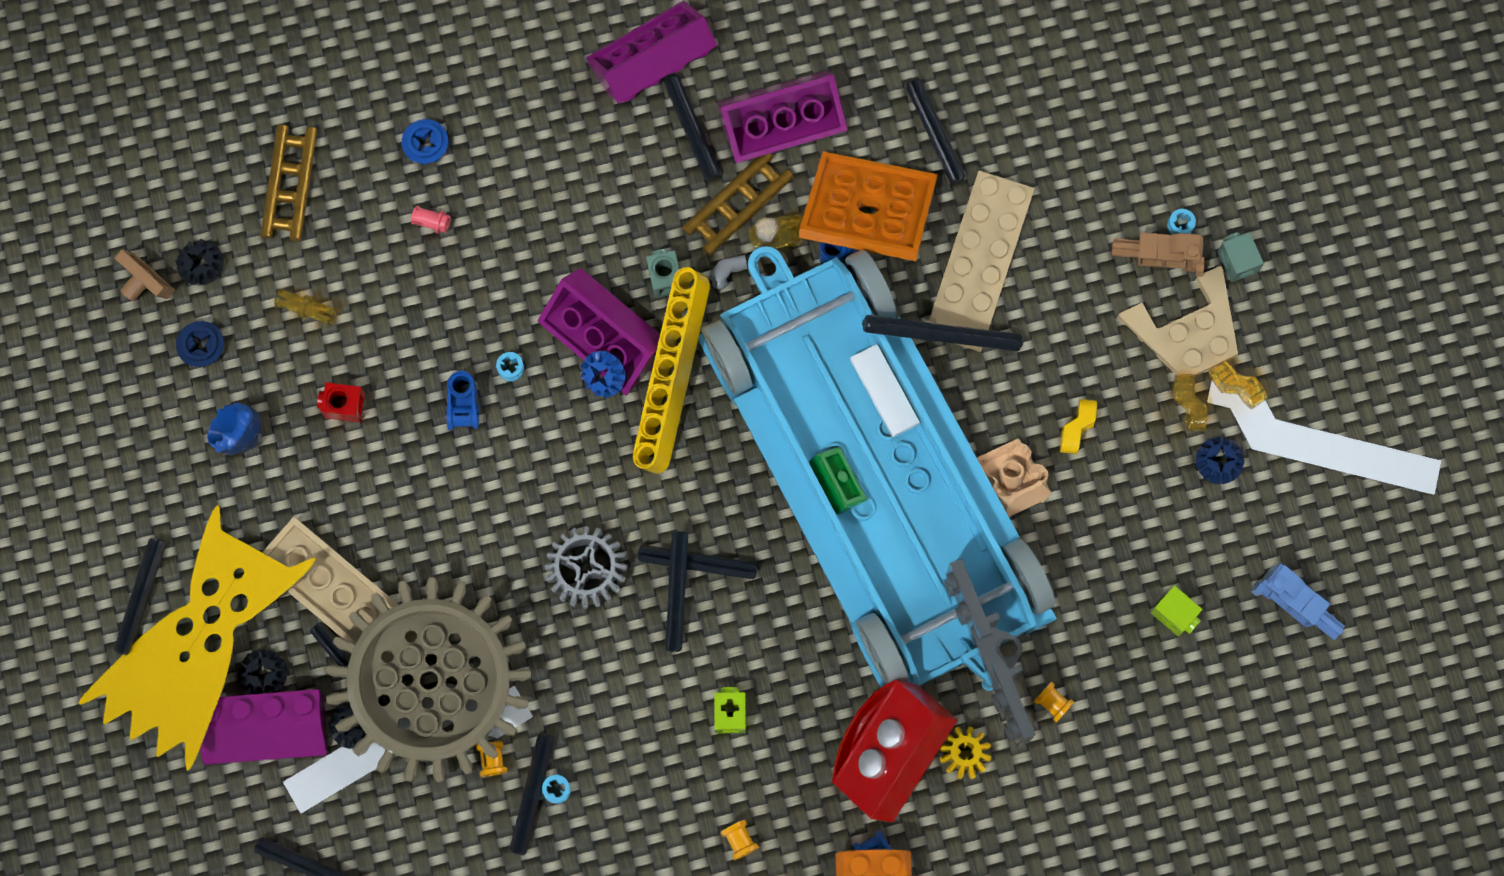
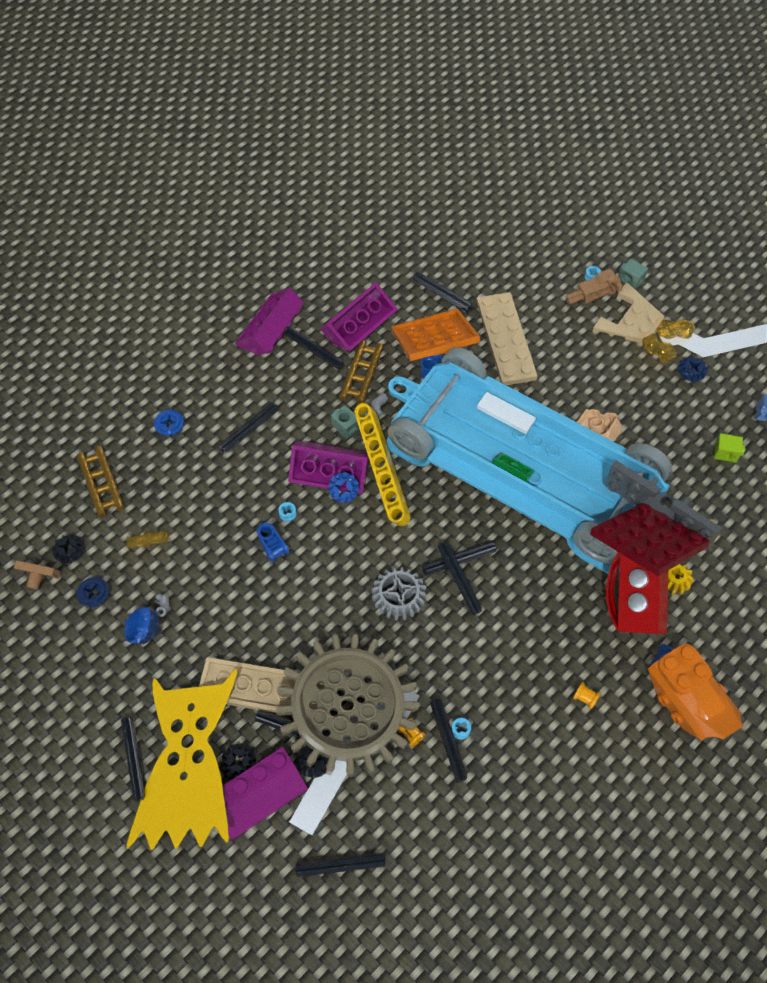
camera: 30 degrees left, 15 degrees down
(279, 415) = (164, 606): none -> light grey arm
(350, 411) = (195, 572): red brick -> none
(430, 219) = (195, 459): coral pin -> none
(529, 208) = (248, 428): none -> black axle
(726, 724) = (531, 633): lime brick -> none
(776, 232) = (397, 368): clear yellow piece -> none
(933, 692) = (650, 538): none -> dark red plate
(942, 333) = (516, 371): black axle -> none
(1072, 431) = (612, 393): yellow piece -> none

